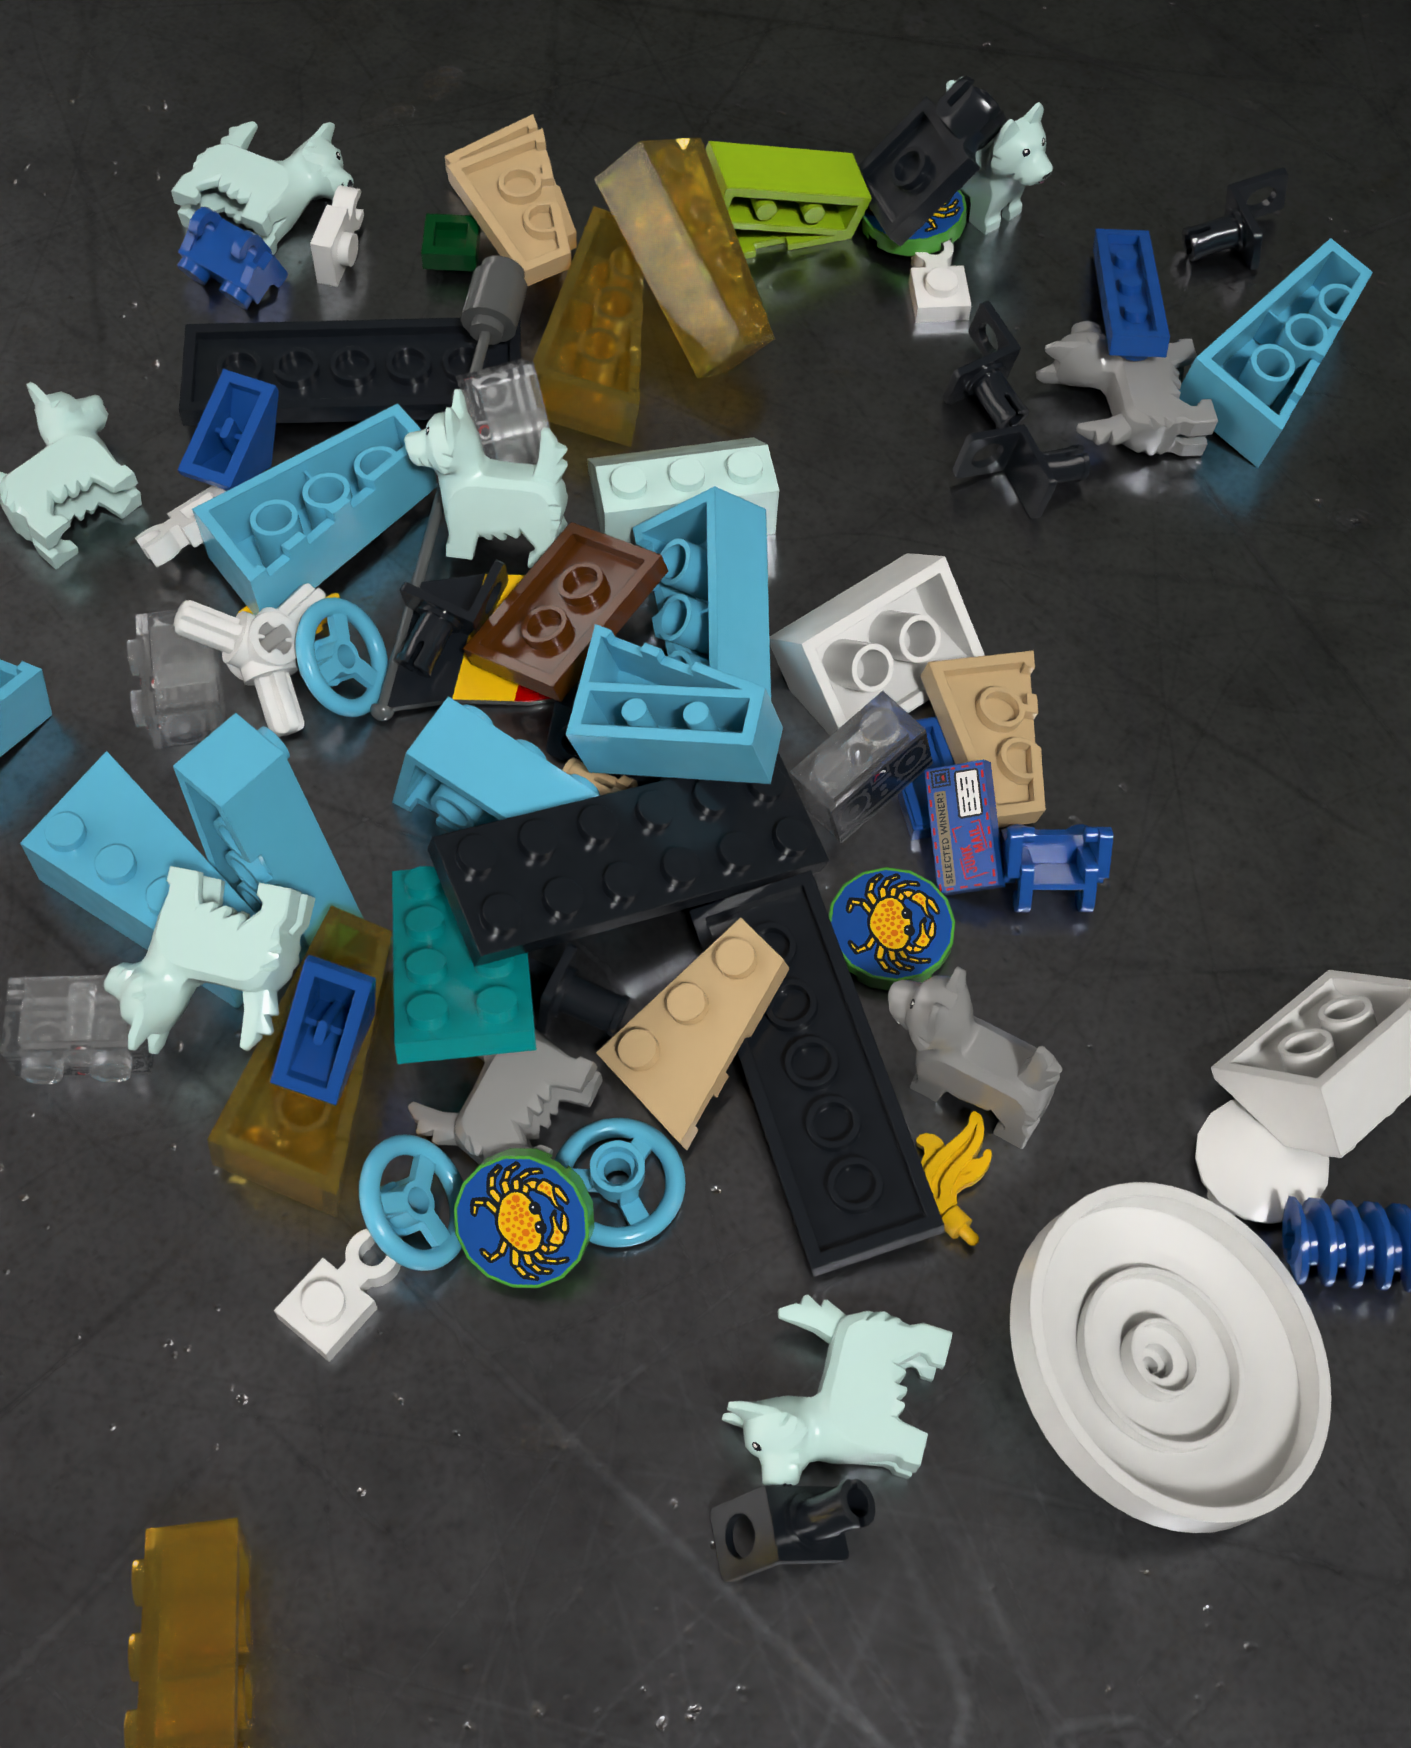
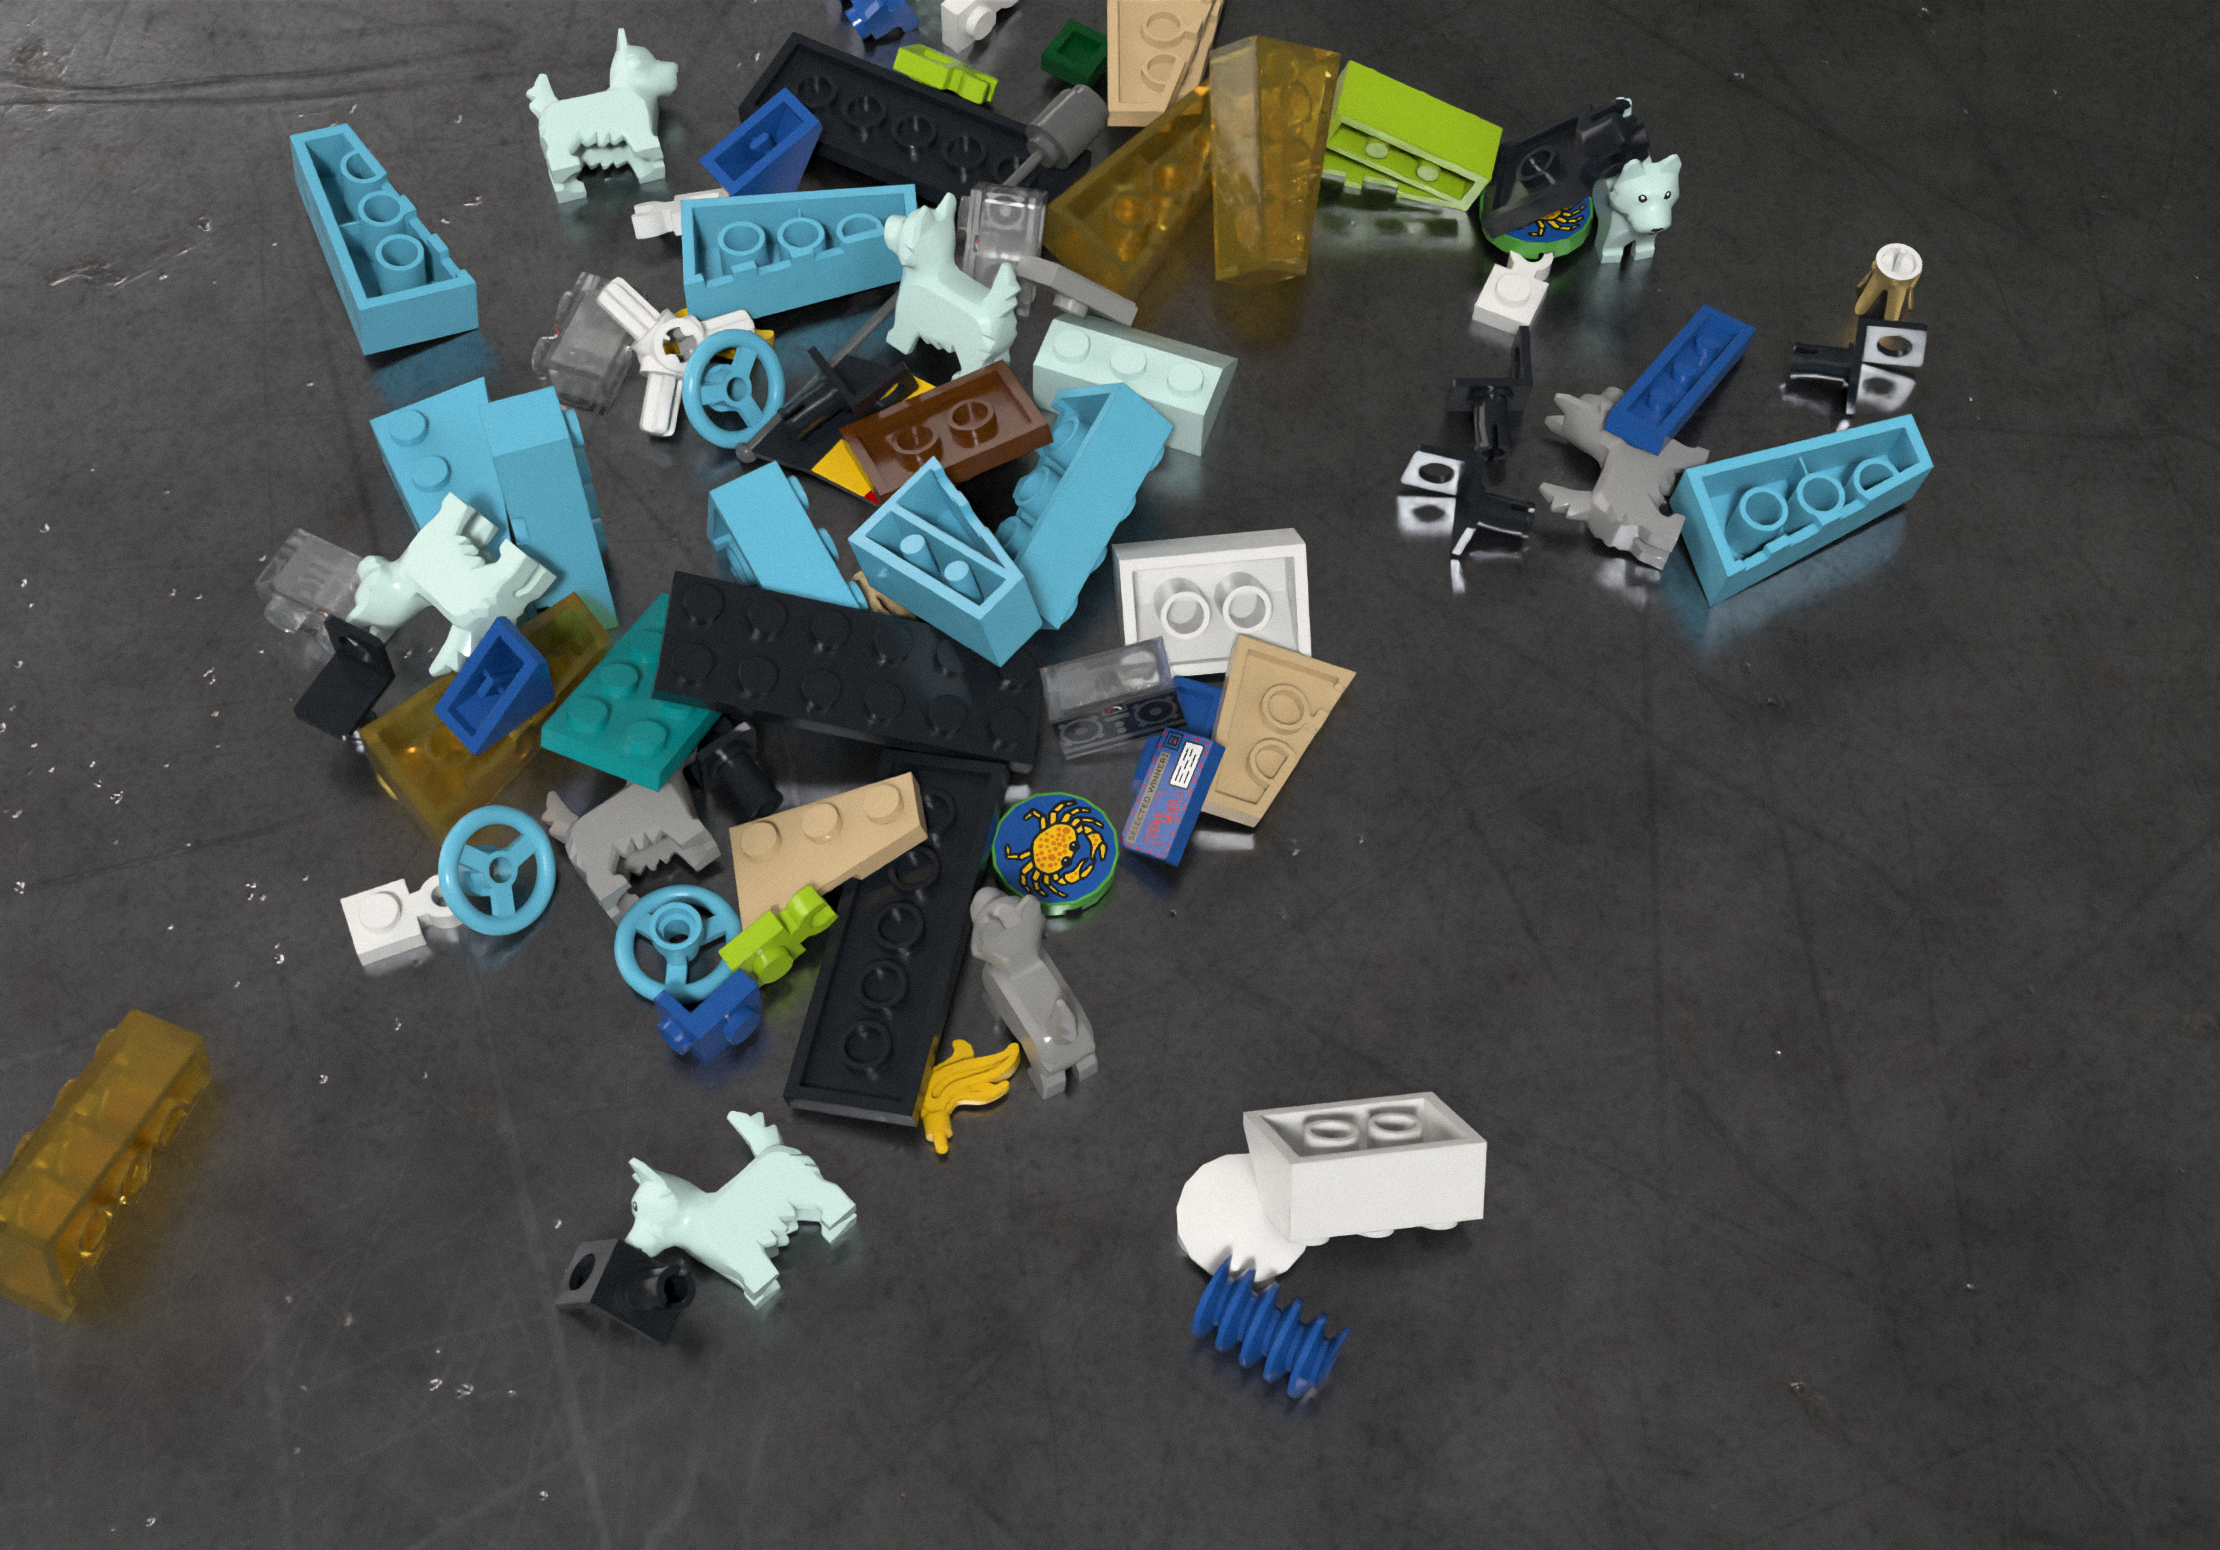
camera: 30 degrees right, 0 degrees up
(160, 1098) = (348, 685): none -> black bracket
(346, 304) = (945, 72): none -> lime plate
(524, 1218) = (573, 928): tile -> none
(598, 435) = (1074, 292): none -> light grey plate
(711, 1141) = (772, 942): none -> lime plate
(713, 1226) = (721, 1019): none -> blue bracket
(1056, 861) = (1234, 866): blue piece -> none
(1170, 1358) = (1024, 1323): white container -> none
(1225, 139) = (1894, 270): none -> piece

